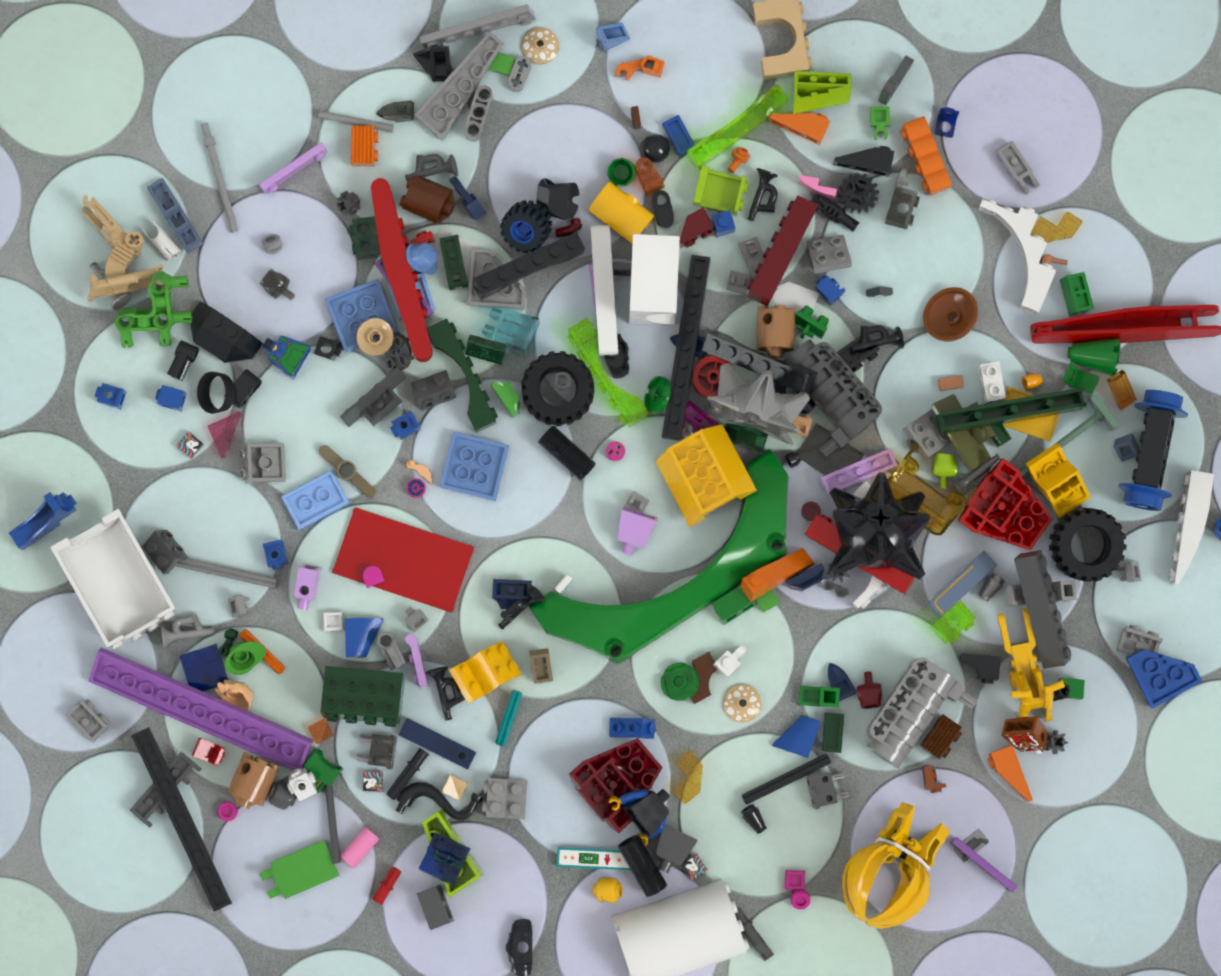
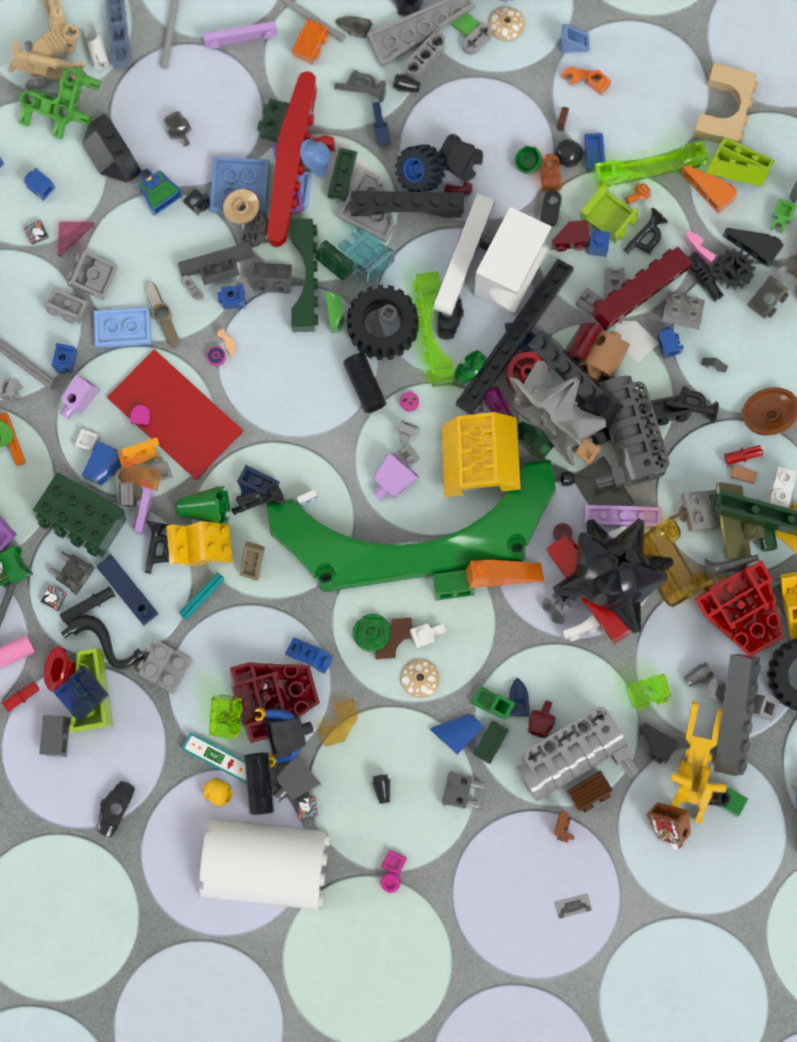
camera: 30 degrees right, 5 degrees down
(184, 356) = (68, 153): black piece -> none
(203, 392) = (70, 190): black tyre -> none
(245, 387) = (105, 203): black beam -> none
(253, 503) = (66, 305): none -> light grey bracket
(272, 244) = (190, 89): light grey tile -> none
(320, 731) = (29, 532): clear orange tile -> none
(348, 203) = (273, 84): dark grey gear -> none
(358, 431) = (195, 291): none -> light grey piece
(388, 612) = (139, 453): none -> light orange bracket
(402, 633) = (141, 476): none -> clear orange tile
(410, 845) = (58, 668): none -> red hat
(428, 199) = (344, 109): reddish brown cylinder -> none
(454, 787) = (123, 635): tan slope -> none
(472, 147) = (405, 84): none -> black cone
(473, 634) = (206, 505): none -> green cone
(474, 466) = (276, 359): medium blue plate -> none
(584, 819) = (225, 716): none -> clear neon green brick
(621, 212) = (511, 191): yellow panel -> none
(626, 479) = (407, 430): none -> light grey tile
(750, 324) = (583, 340): none -> dark red slope
(753, 936) = (331, 895): dark grey pin -> none
(767, 601) = (485, 595): bright green tile -> none
(786, 779) = (428, 765): black axle -> none
(807, 578) = (531, 591): dark blue slope -> none
(808, 325) = (636, 366): green hips -> none
(914, 867) = (494, 868): yellow piece -> none
(942, 365) = (743, 454): none -> red axle
(944, 467) = (703, 546): lime piece -> none
(962, 584) = (672, 660): sand blue slope -> none
(983, 864) = (576, 928): medium lavender tile -> none
(1008, 768) = (640, 850): orange slope -> none
(1059, 743) = (700, 847): dark grey gear -> none

